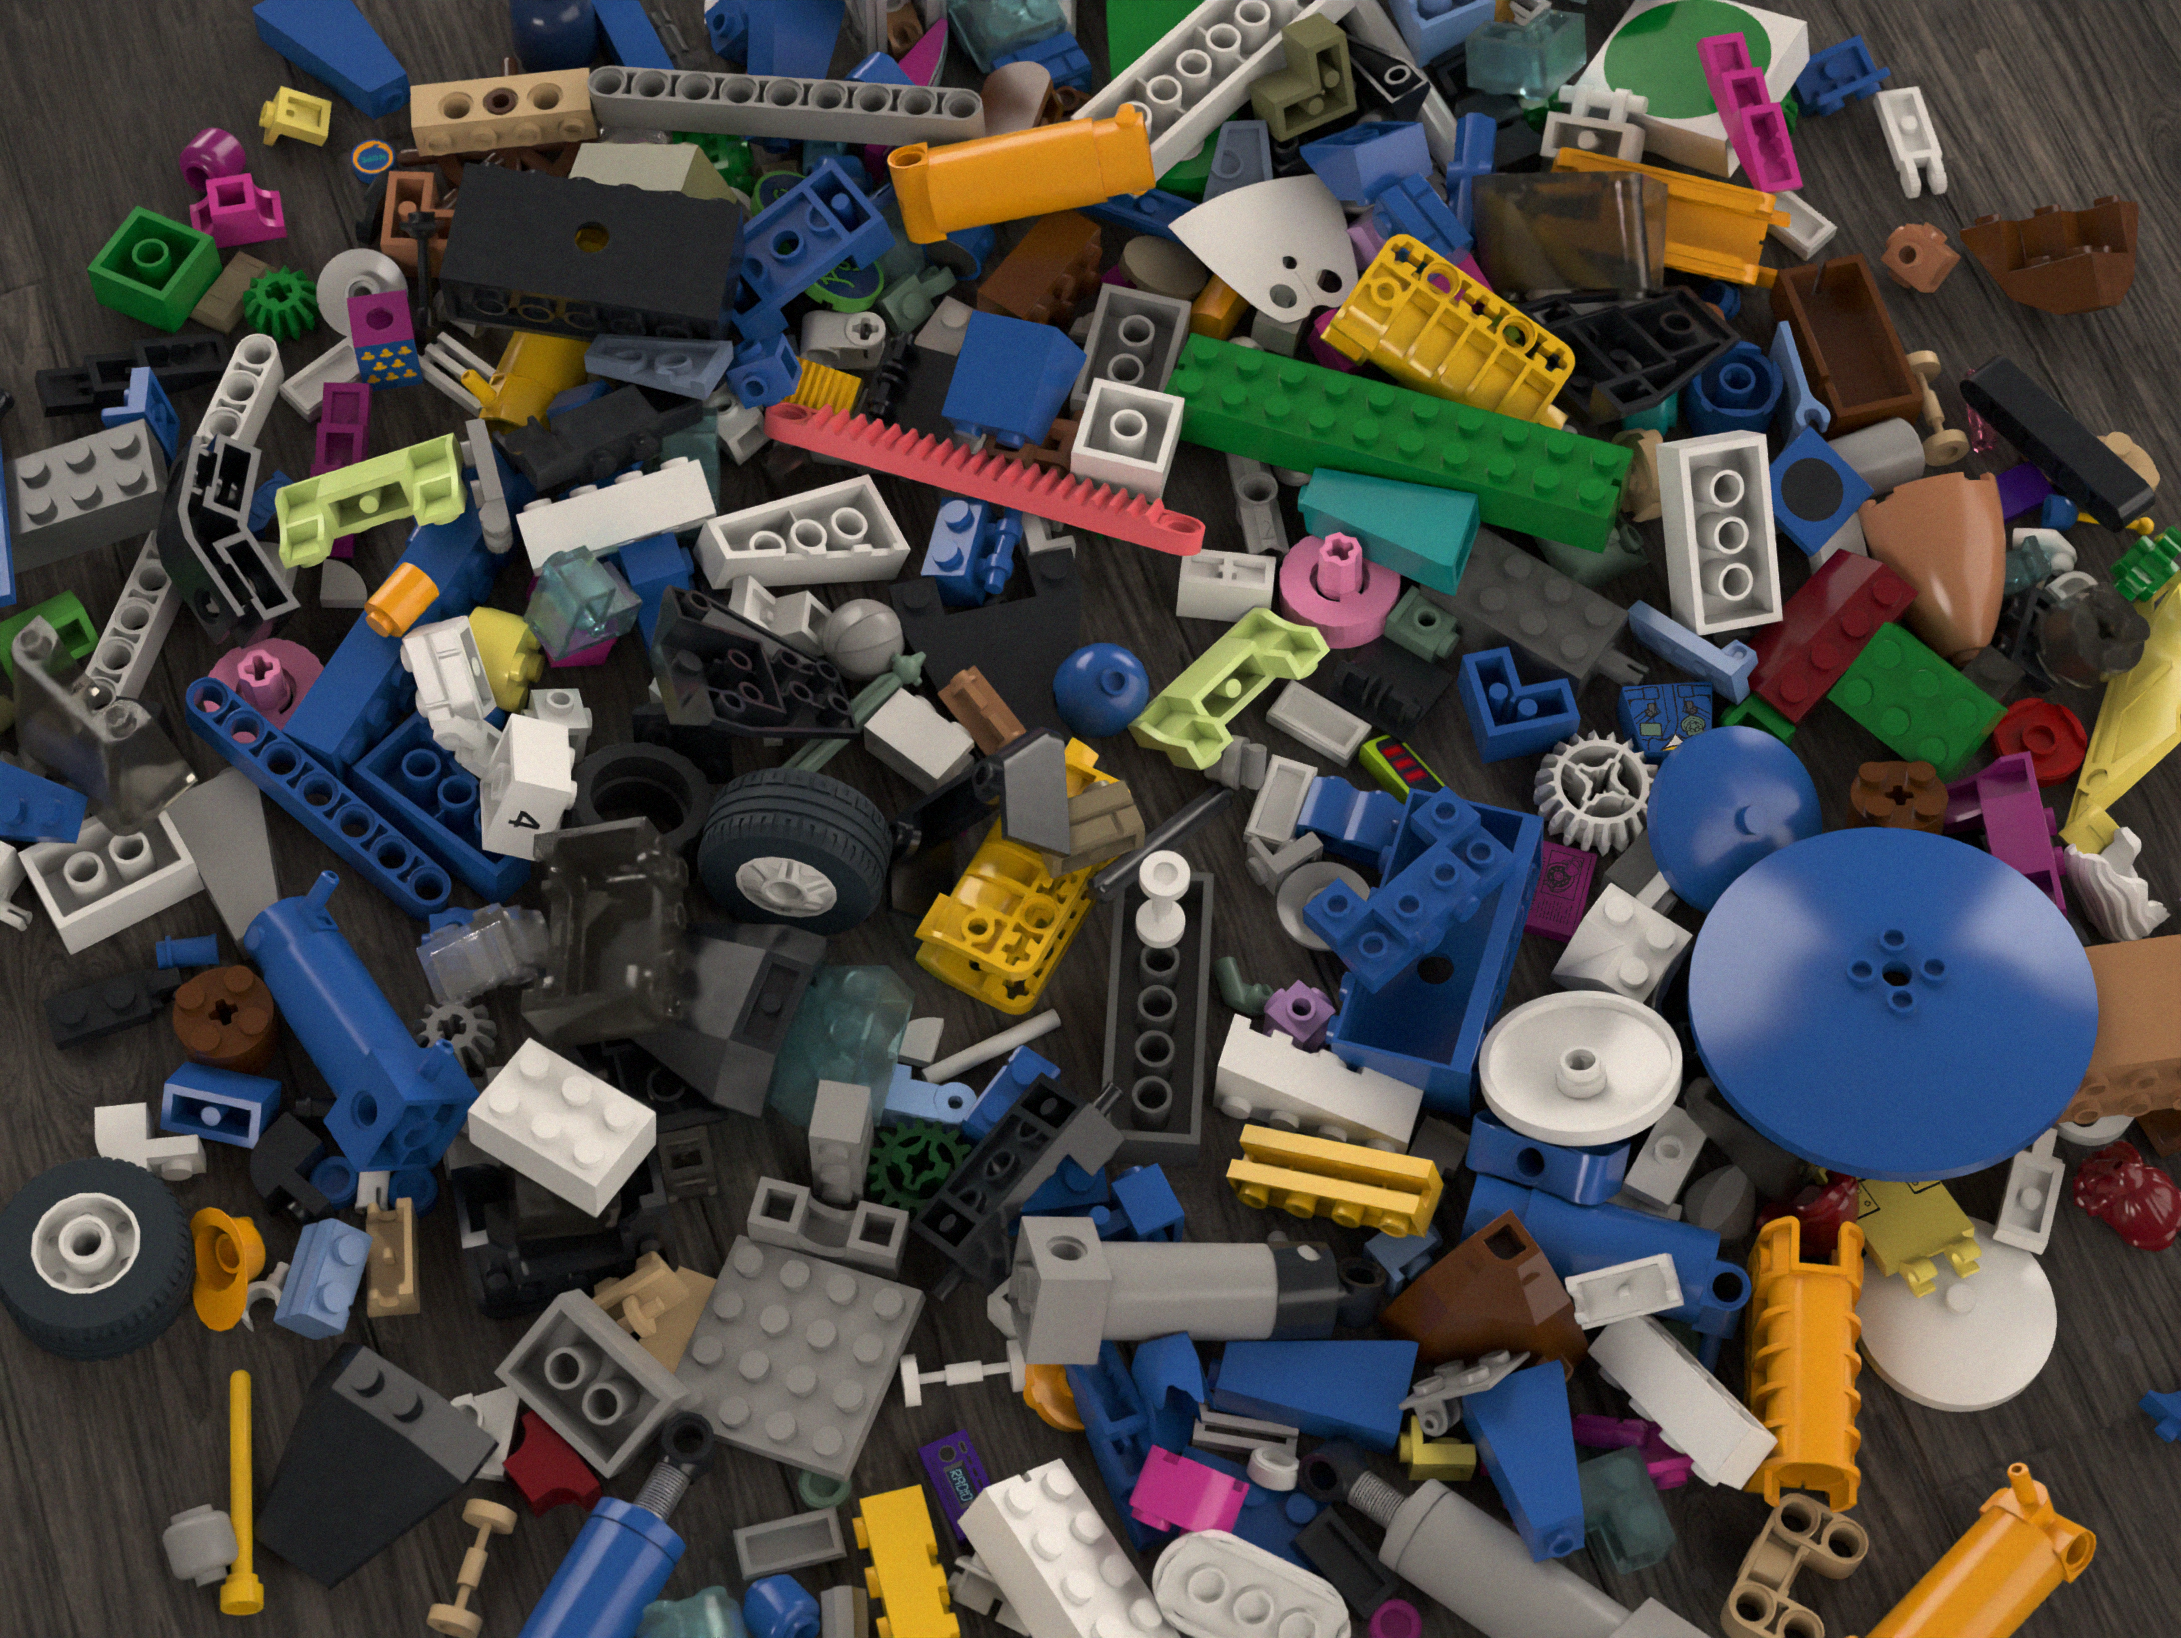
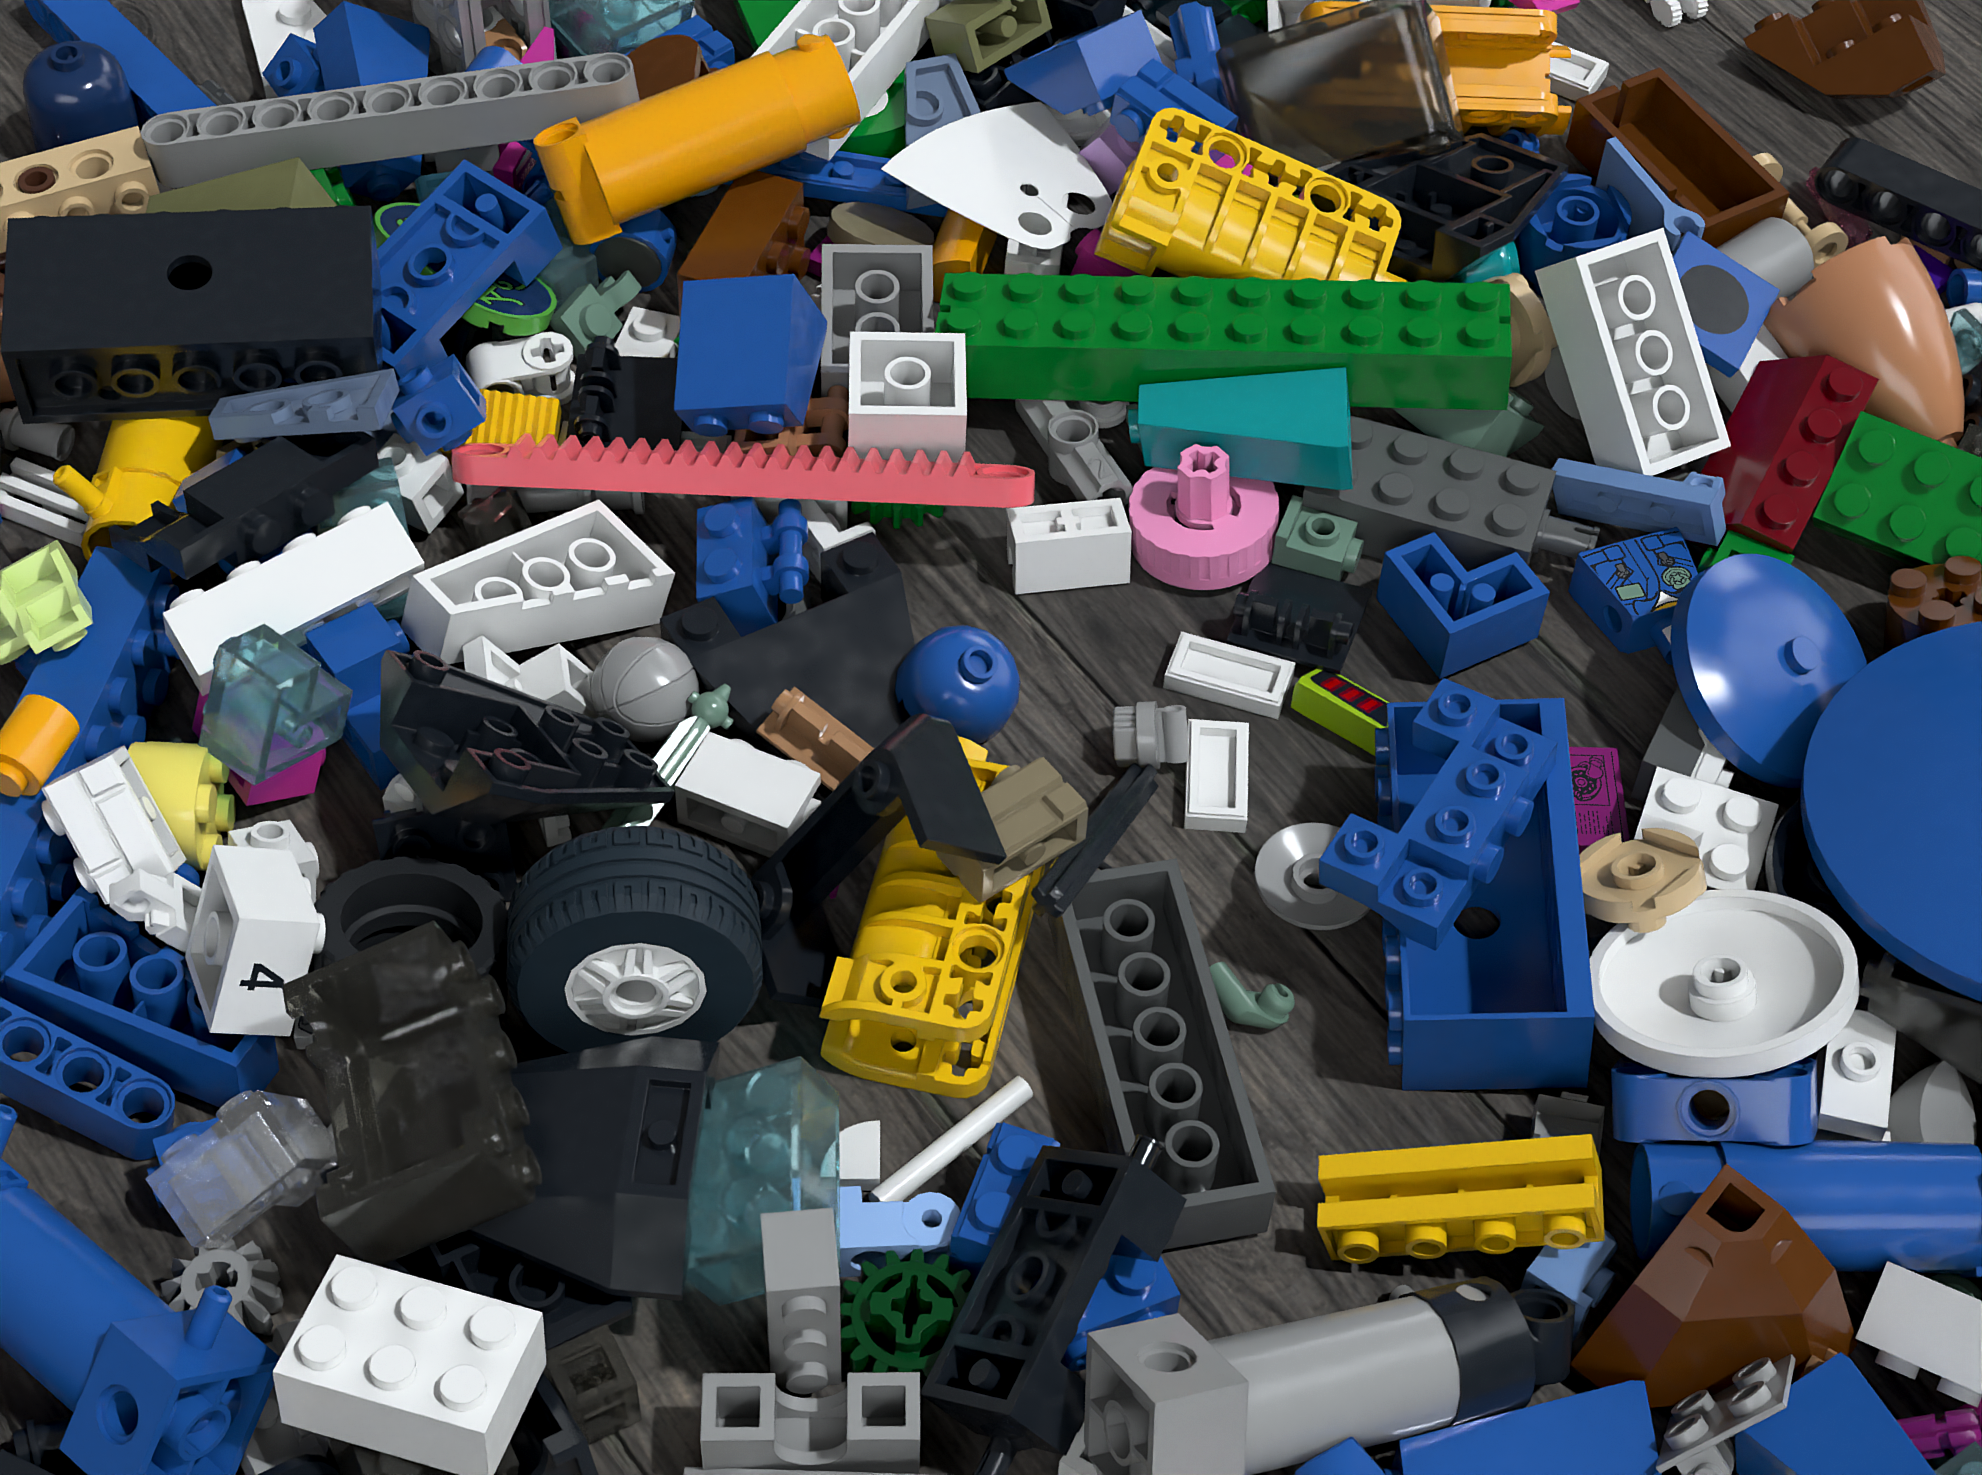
camera: 15 degrees left, 10 degrees down
(487, 489) = (117, 592): light grey hinge -> none
(1140, 1209) = (1232, 1287): blue brick -> none
(1163, 879) = (1140, 854): white wheel -> none
(1197, 705) = (1087, 674): yellowish green bracket -> none
(1288, 857) = (1237, 845): light grey bracket -> none
(1300, 1014) = (1336, 1019): lavender brick -> none
(1312, 1092) = (1366, 1097): white wedge -> none
(1348, 820) = (1310, 773): blue brick -> none
(1578, 977) = (1641, 878): none -> tan plate
(1585, 769) = (1629, 670): white gear -> none
(1625, 1291) = (1897, 1239): white hinge -> none
(1919, 257) = (1727, 79): nougat brick -> none

